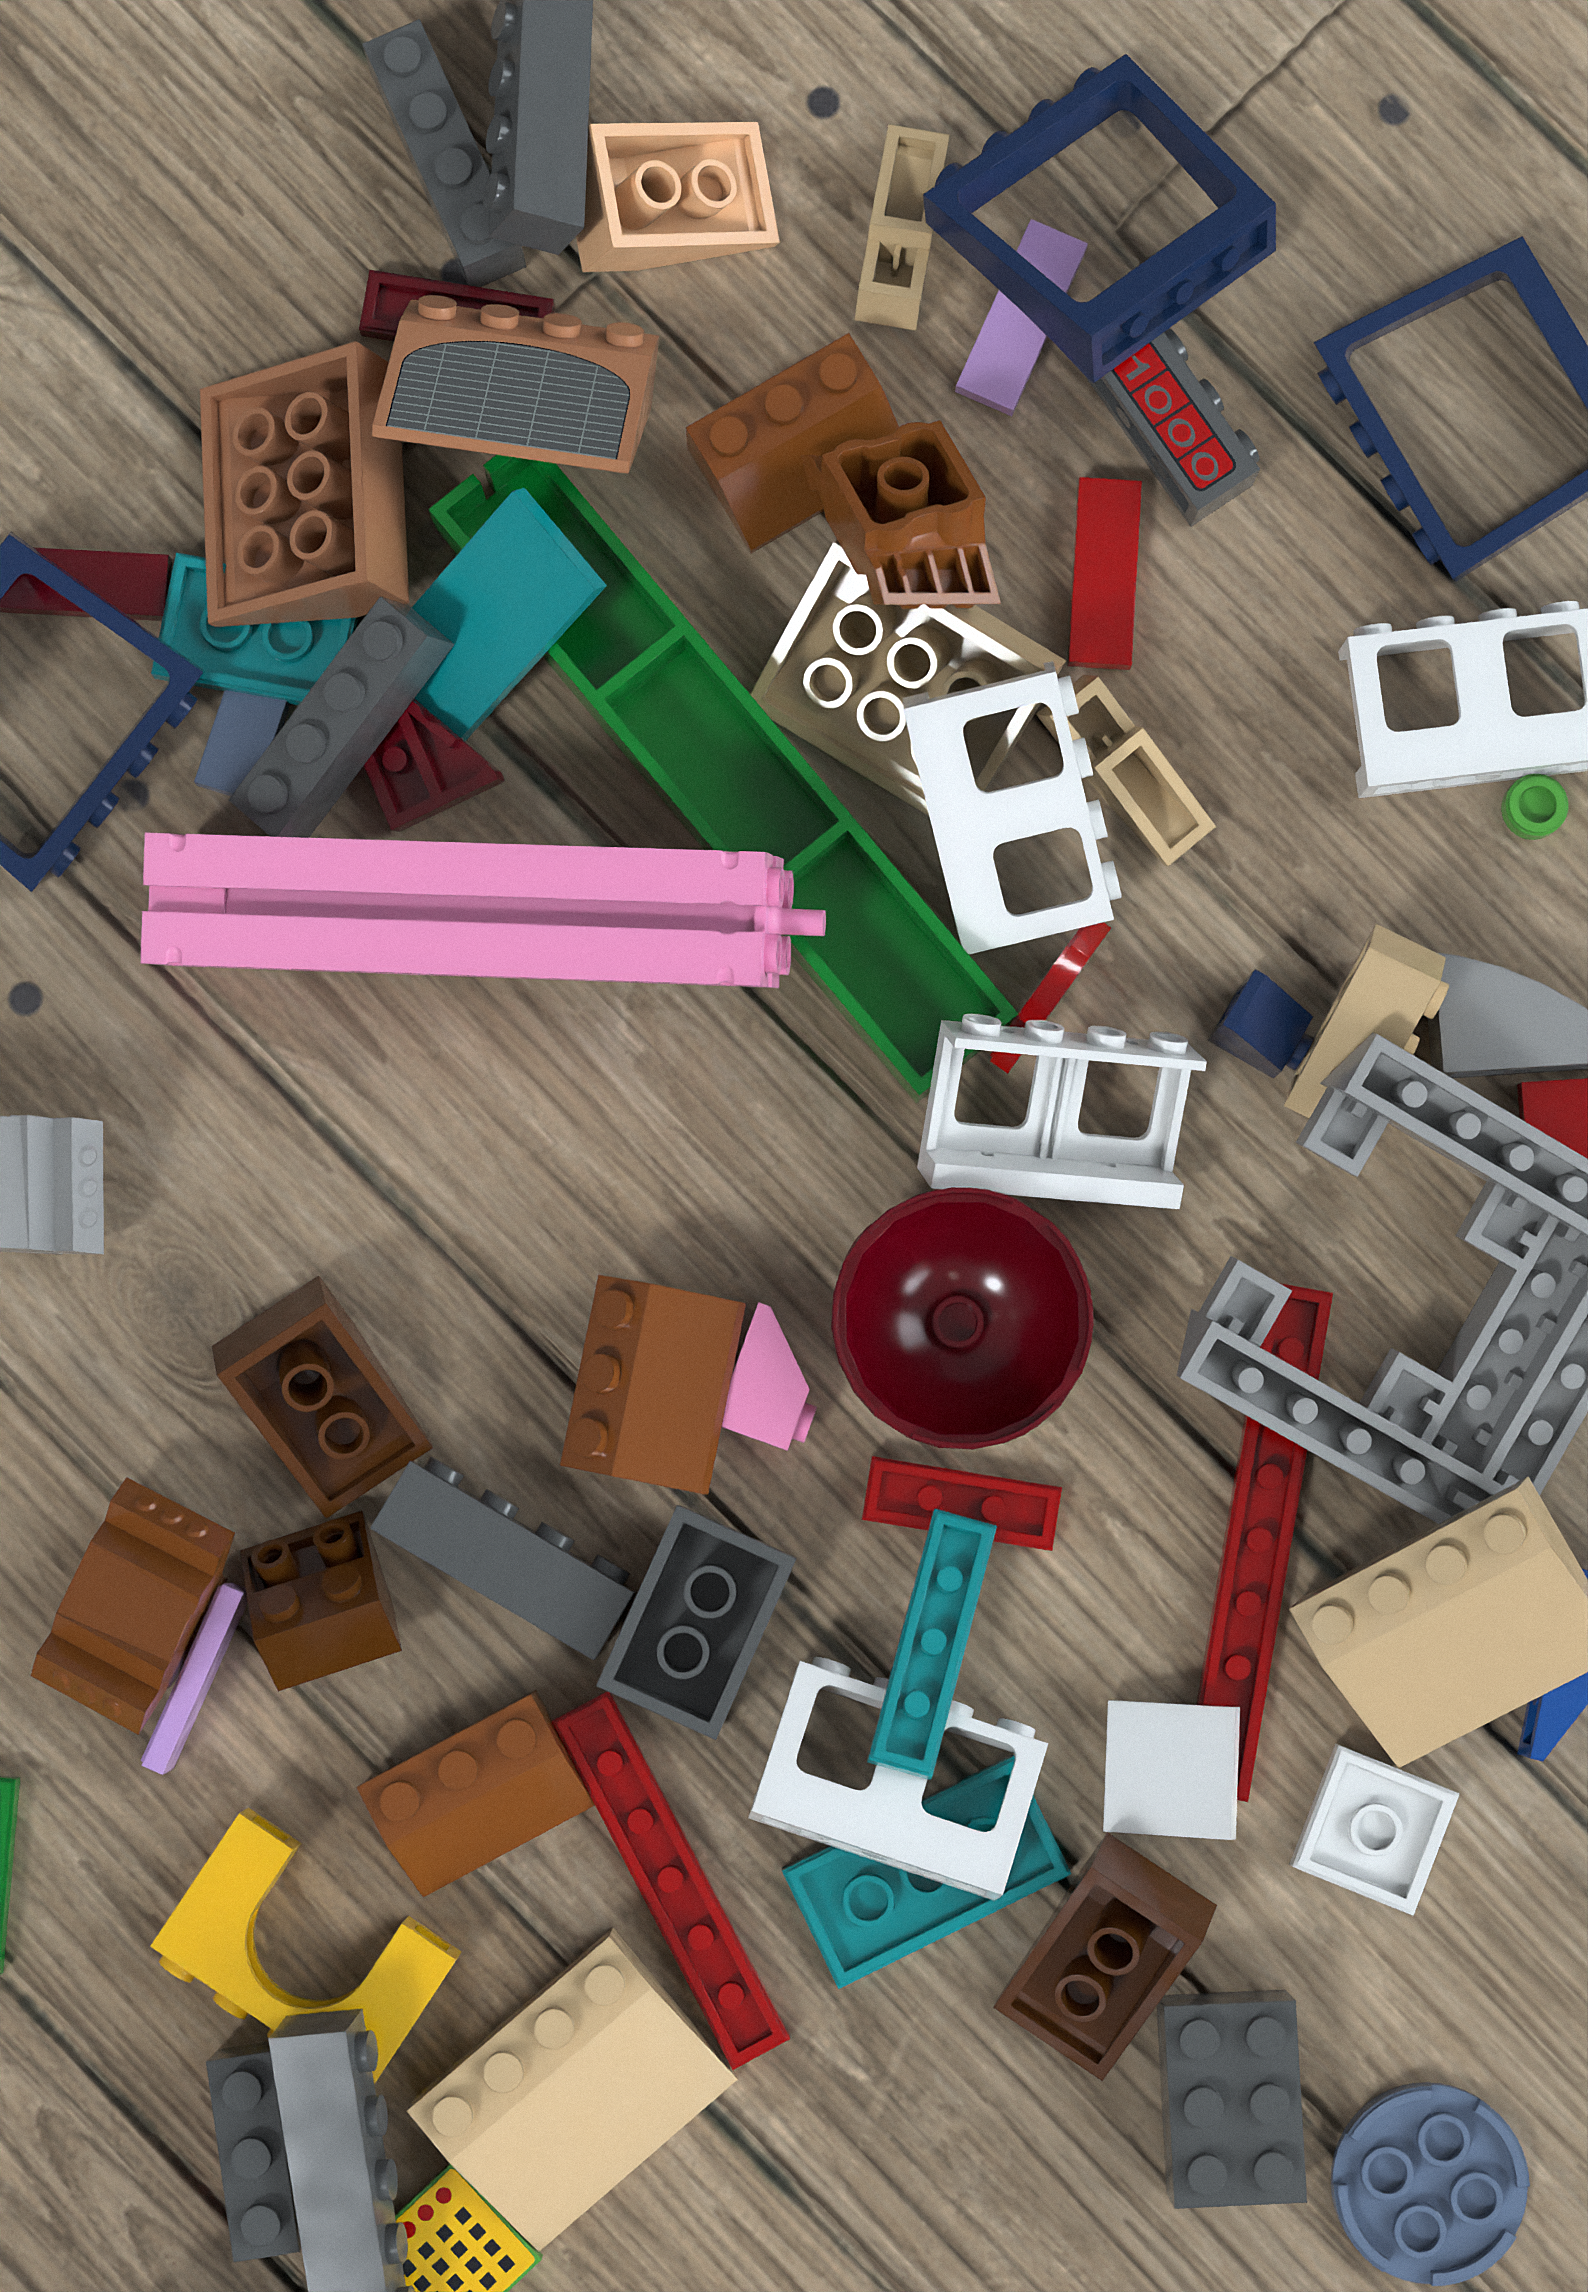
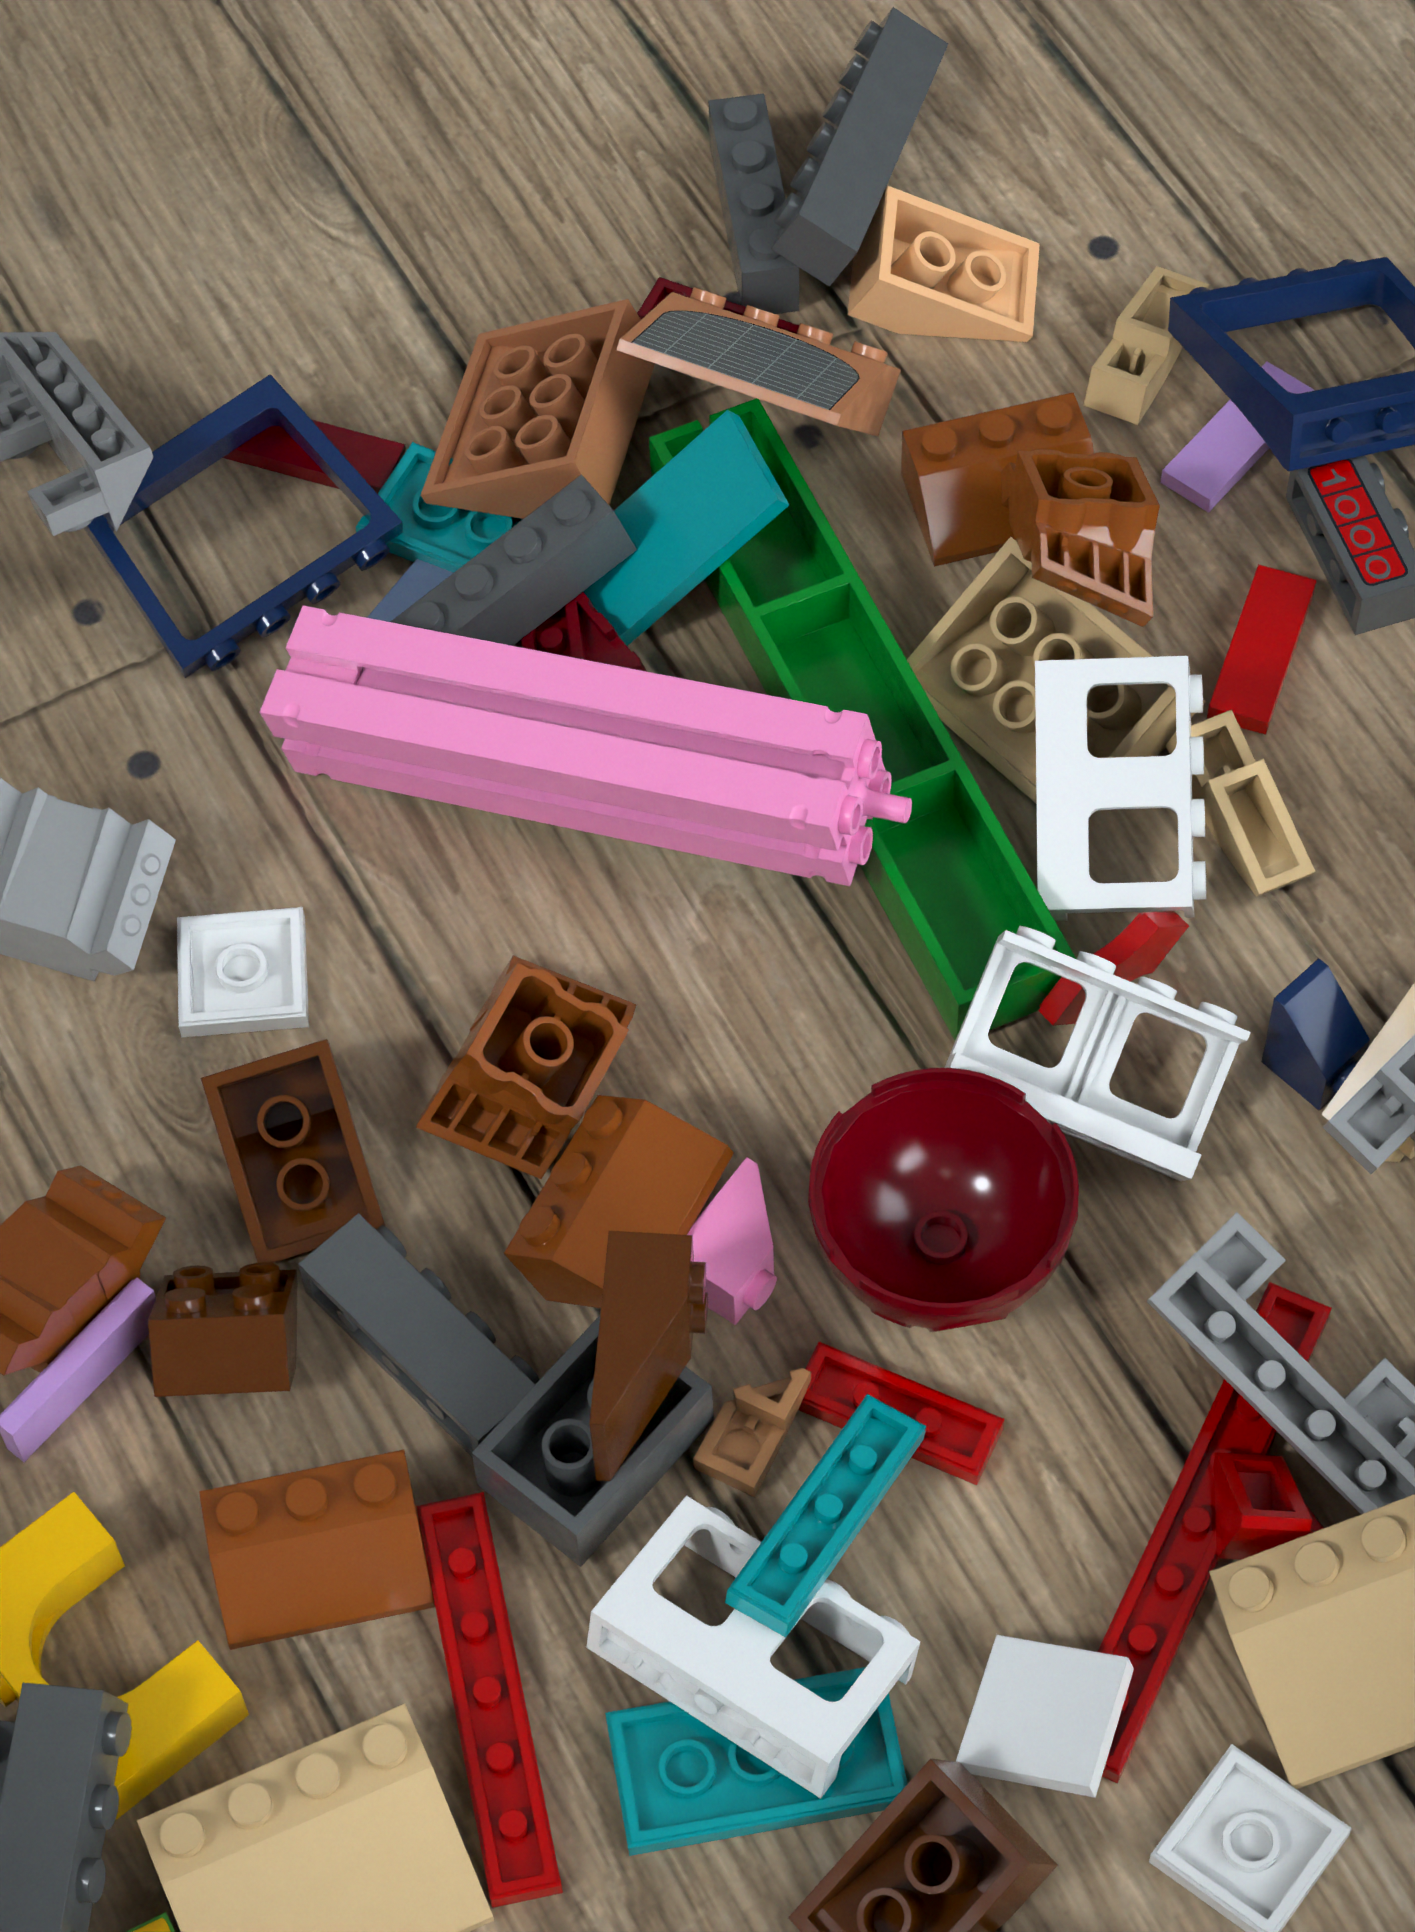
camera: 20 degrees right, 25 degrees down
(204, 1210) = (242, 972): none -> white tile
(518, 1244) = (528, 1067): none -> dark orange slope
(726, 1547) = (644, 1337): none -> reddish brown slope
(834, 1564) = (751, 1431): none -> medium nougat slope
(1323, 1523) = (1257, 1505): none -> red slope

